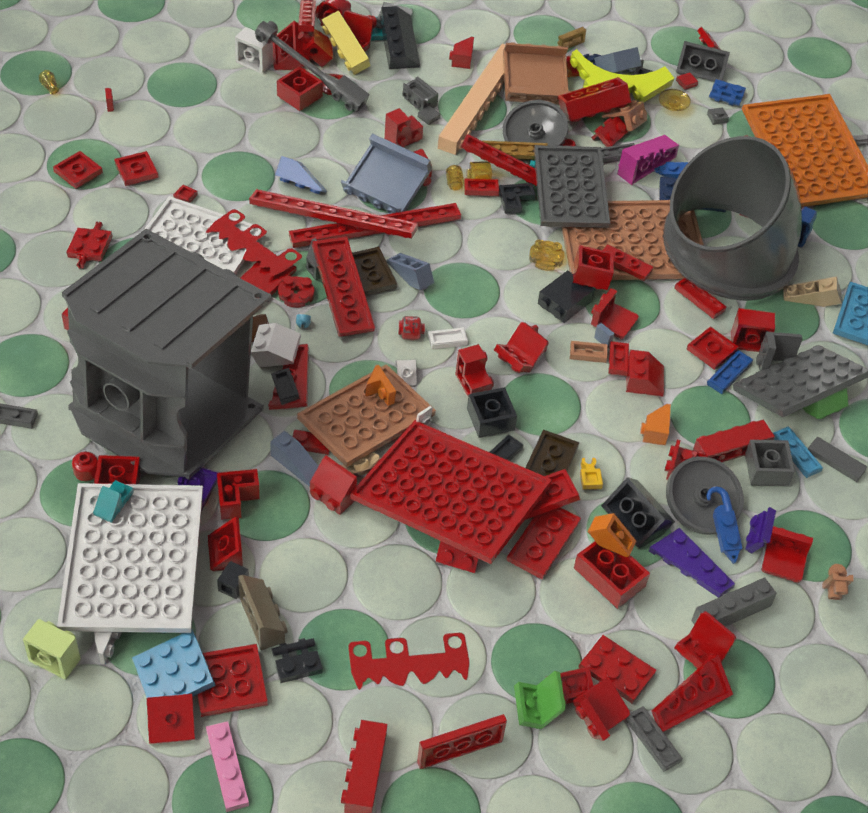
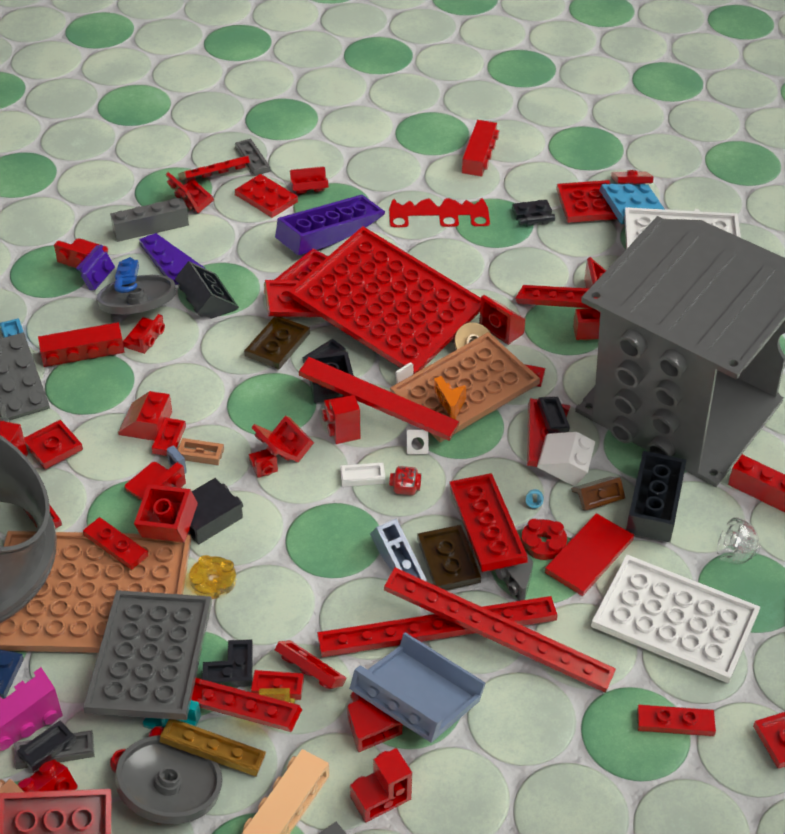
camera: 170 degrees left, 5 degrees down
(52, 648) = (744, 205): yellowish green brick -> none
(185, 194) = (707, 694): red tile -> none
(210, 179) = (676, 720): none -> red plate
(227, 766) = (584, 159): bright pink plate -> none
(228, 580) = (596, 253): black panel -> none
(254, 250) = (617, 602): red piece -> none
(261, 612) = (566, 231): dark tan slope -> none
(262, 499) = (552, 296): none -> red plate
(293, 457) = (540, 352): sand blue slope -> none
(296, 171) = (543, 704): slope -> none
(445, 375) = (379, 398): none -> red tile
(454, 177) = (314, 702): clear yellow brick -> none
(461, 741) = (405, 147): red tile -> none
(462, 197) = (310, 664): none -> red plate
(532, 613) = (326, 224): none -> dark purple slope
(540, 703) = (341, 174): bright green bracket -> none
(589, 476) = (241, 326): yellow plate -> none
(601, 709) = (301, 155): red bracket -> none
(611, 574) = (250, 244): red brick -> none
(612, 534) = (247, 243): orange slope -> none
(614, 149) = (46, 745): none -> black tile
(656, 426) = (154, 364): orange slope -> none
(729, 372) = (61, 411): blue tile -> none
(769, 462) = (54, 315): dark grey brick -> none
(837, 582) = (48, 224): nougat hips -> none

